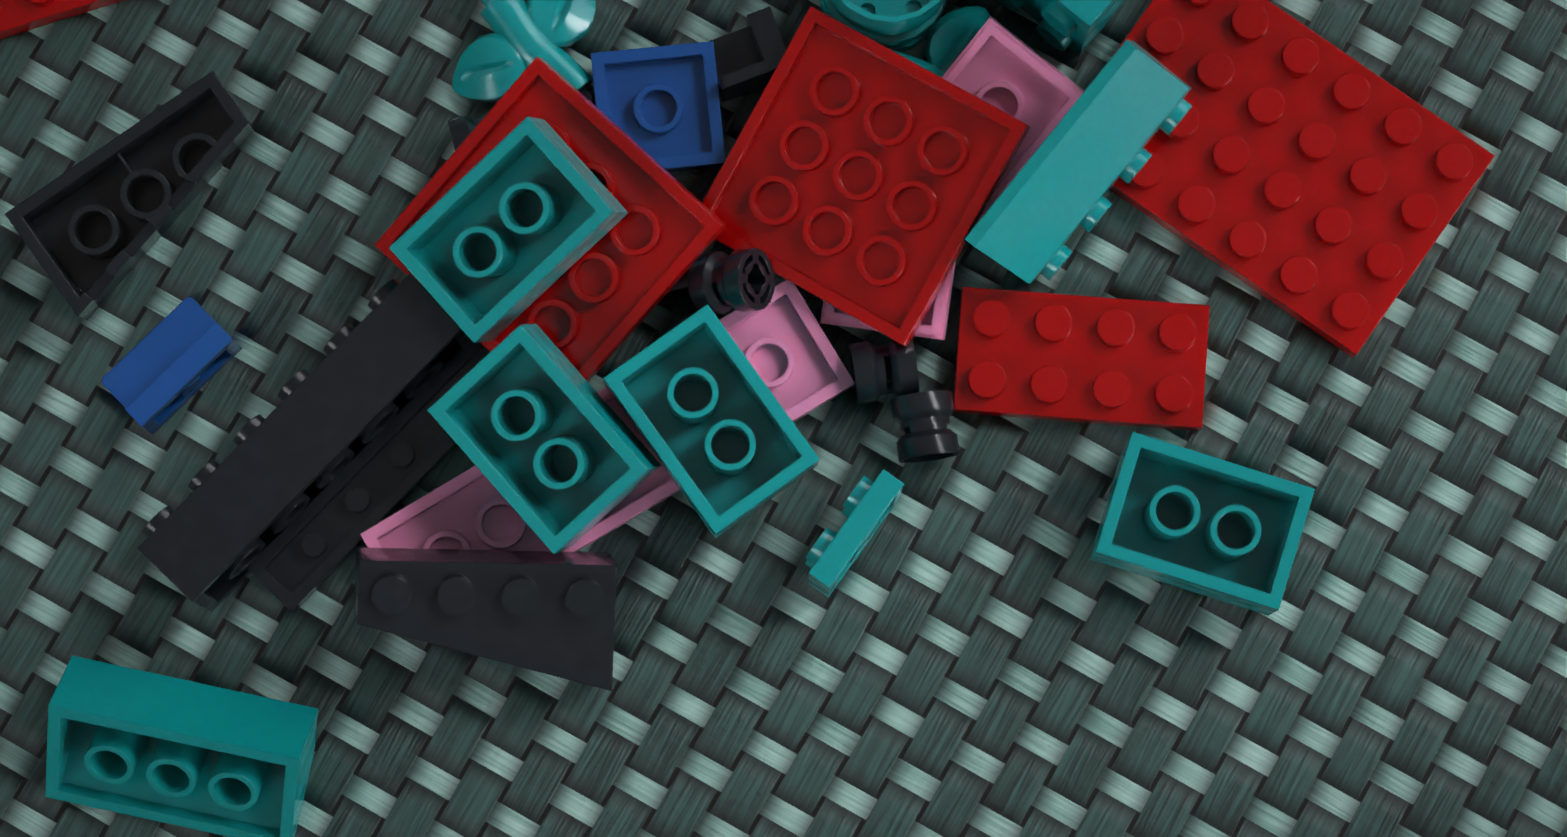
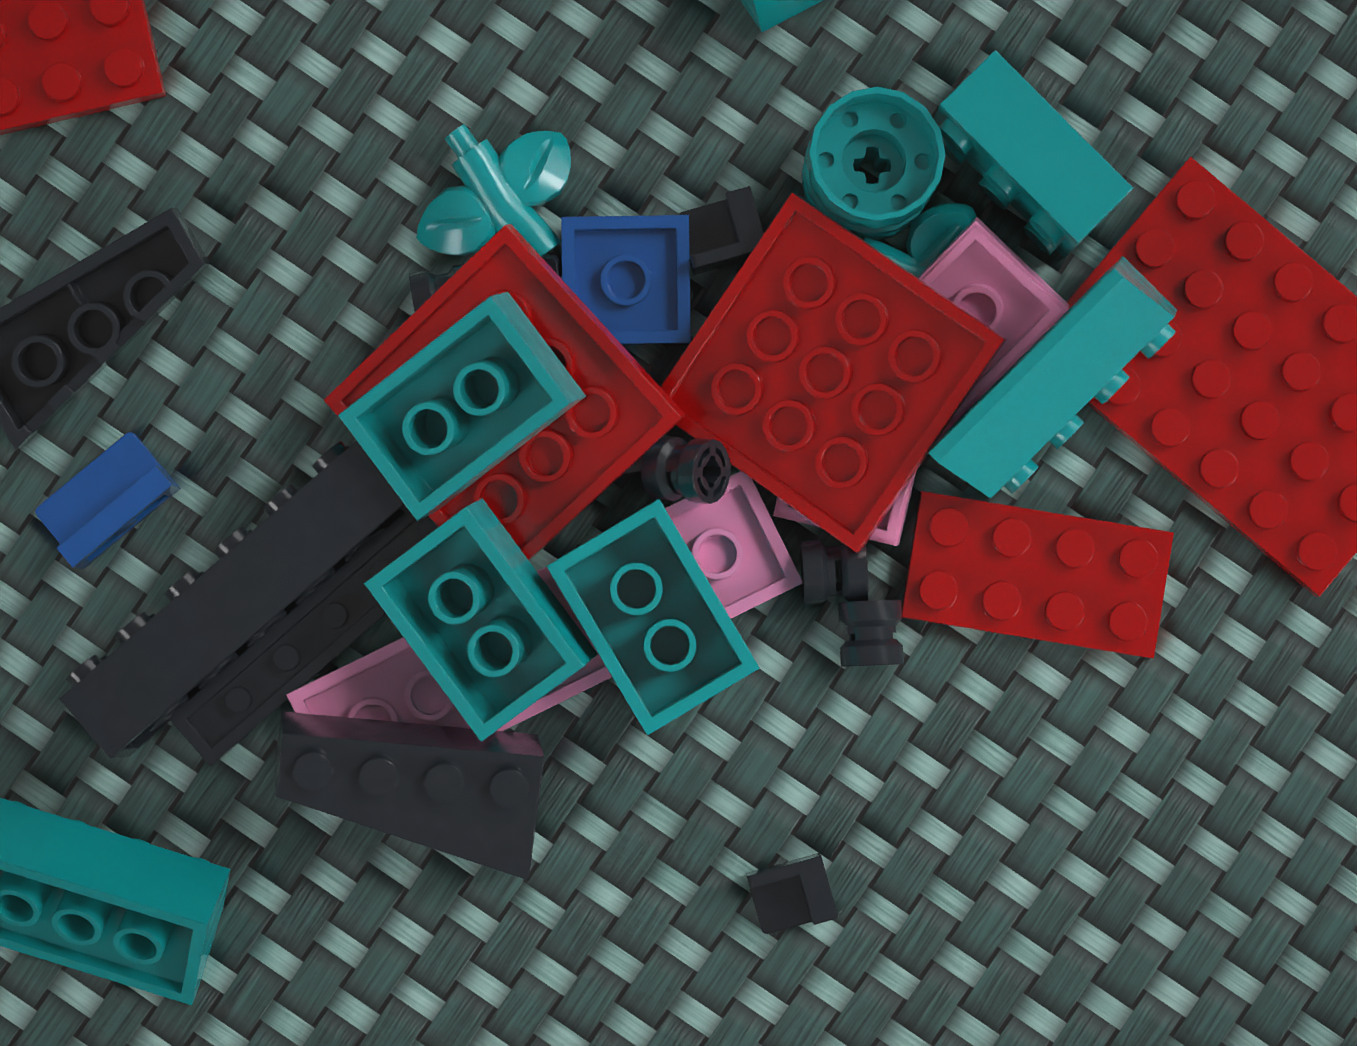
camera: 10 degrees right, 5 degrees up
(865, 511) = (768, 759): teal plate -> none
(871, 687) = (792, 894): none -> black panel
(1202, 524) = (1144, 760): teal brick -> none

